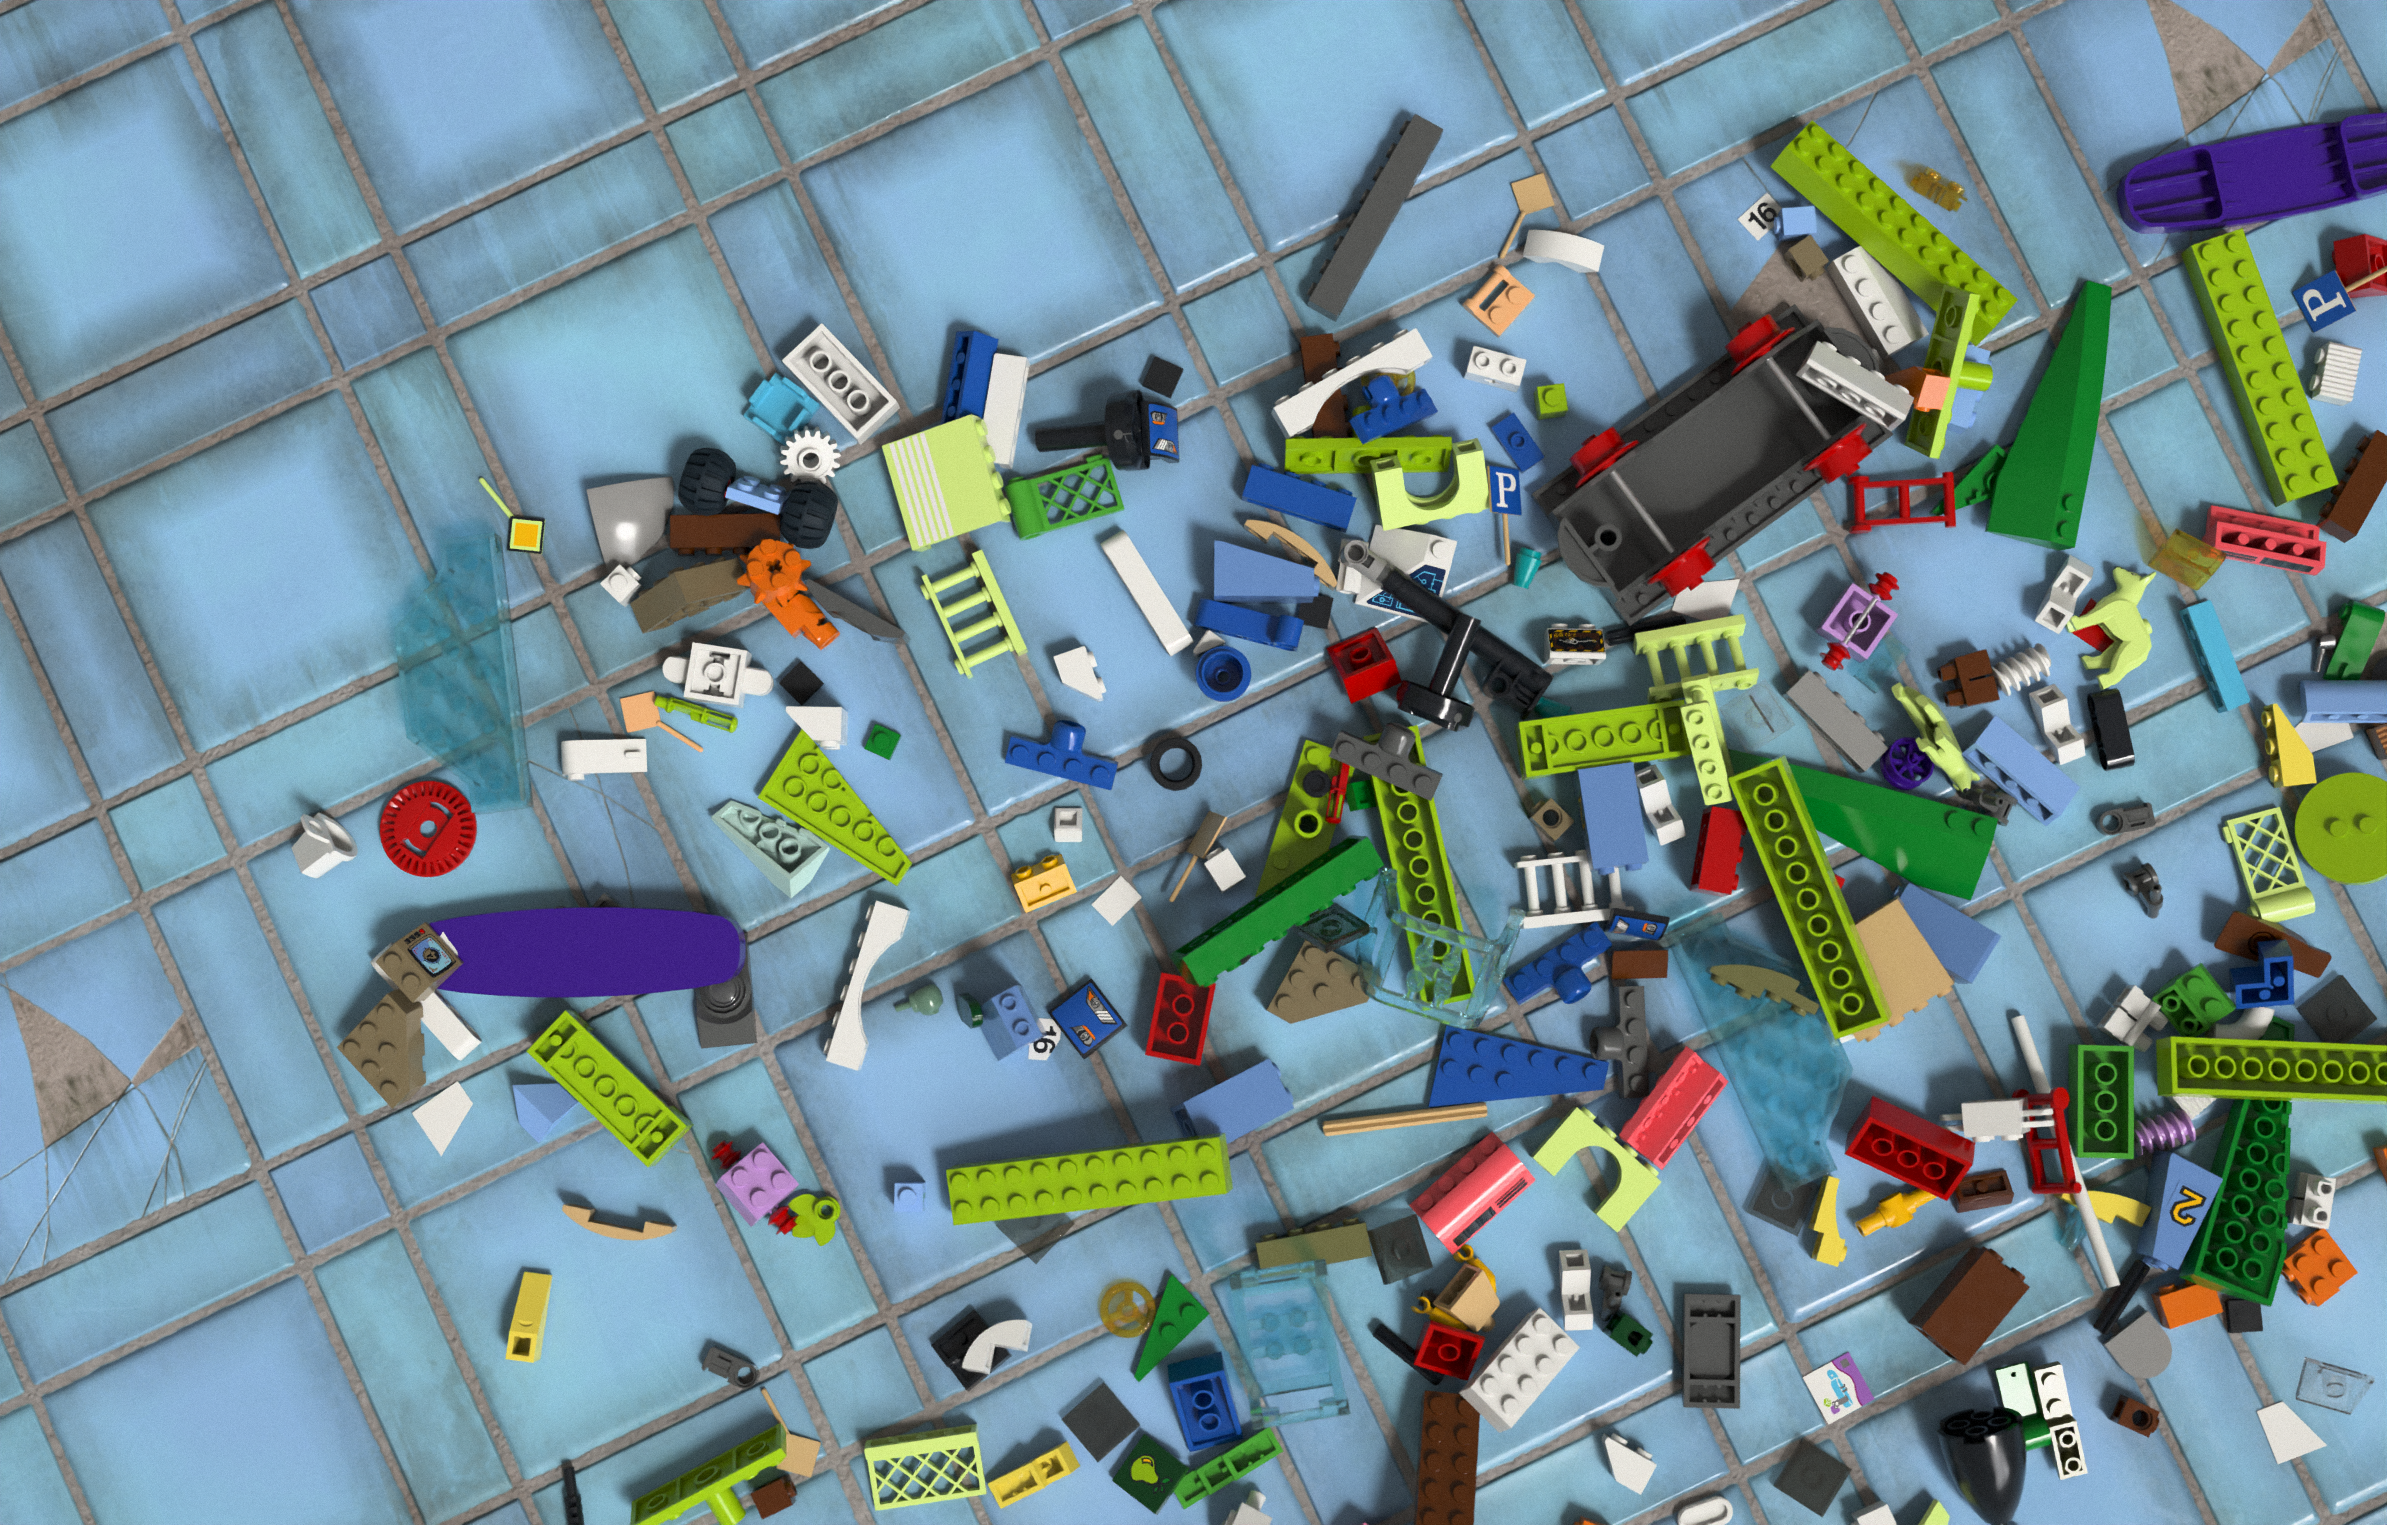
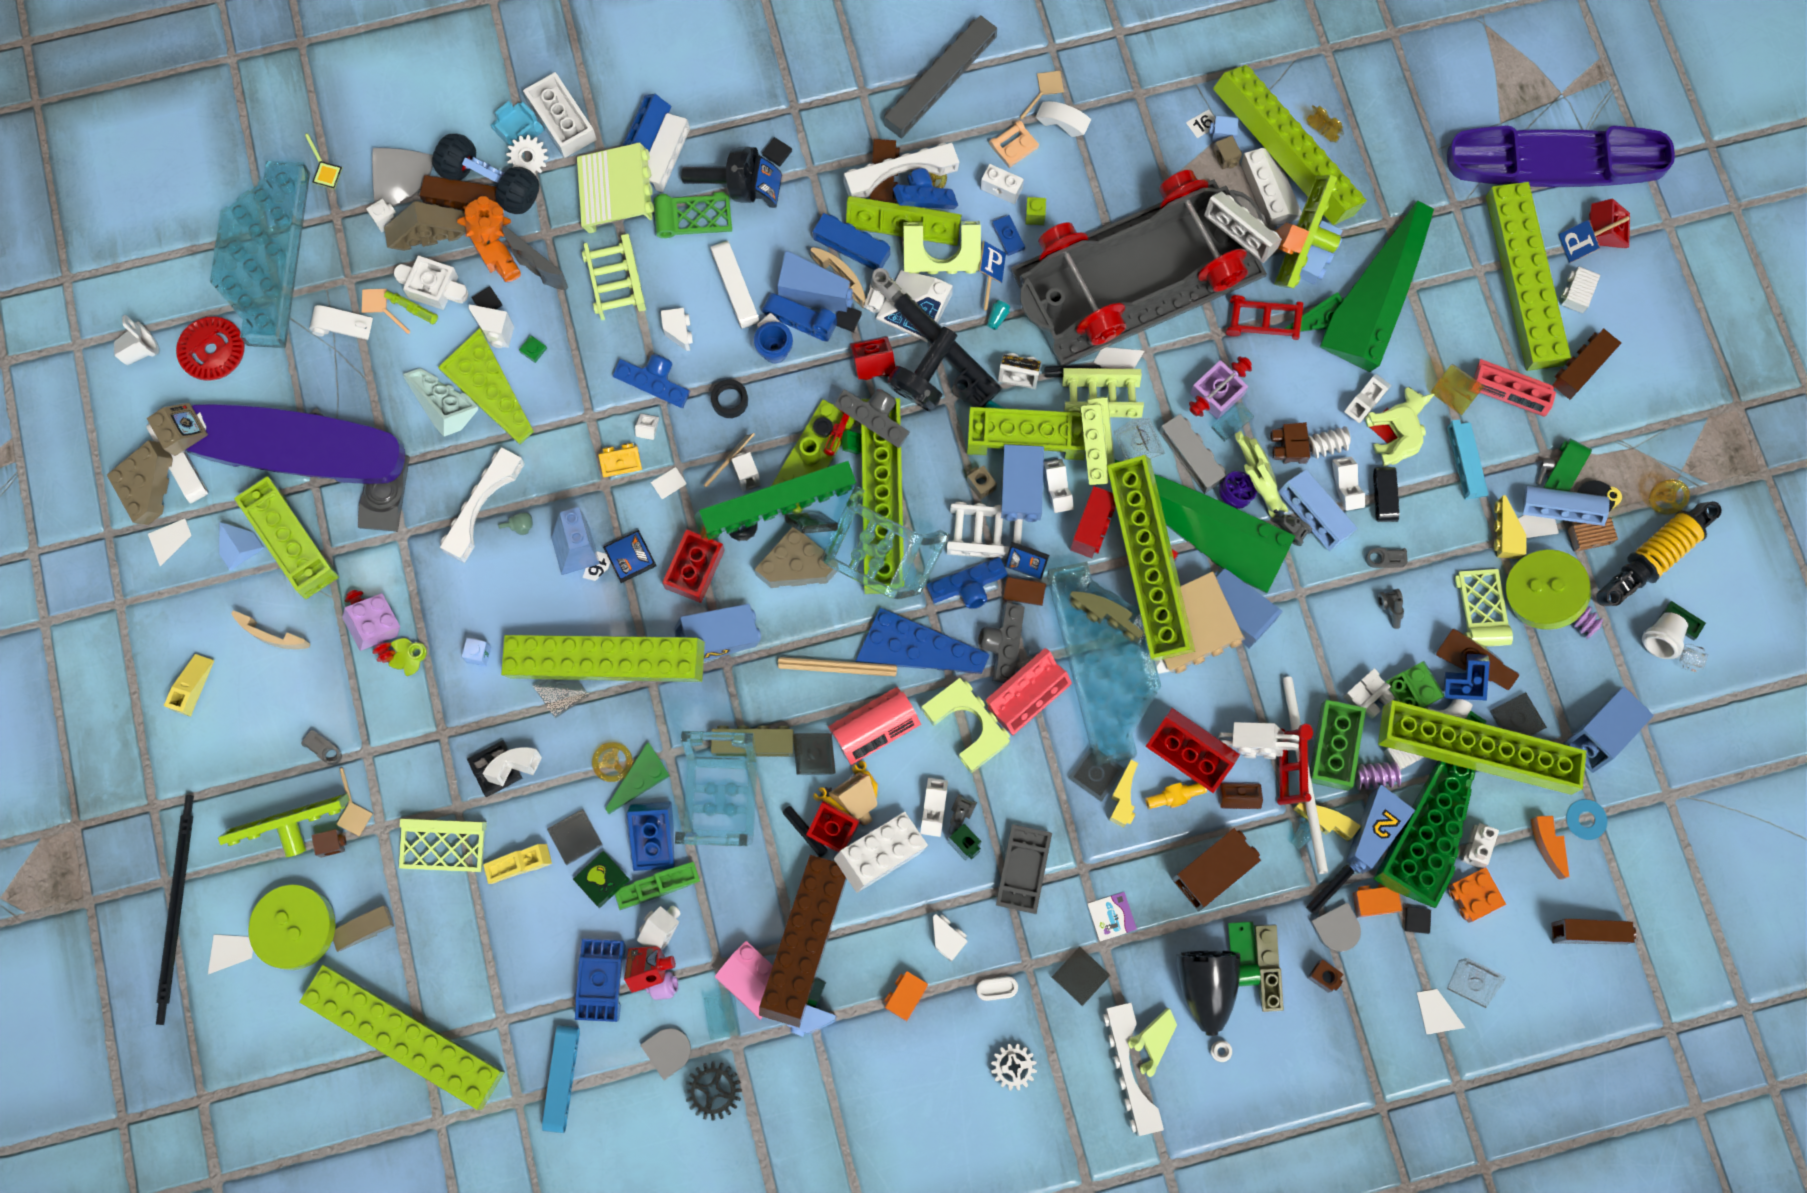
camera: 10 degrees right, 10 degrees down
(969, 1010) = (548, 532): tile -> none

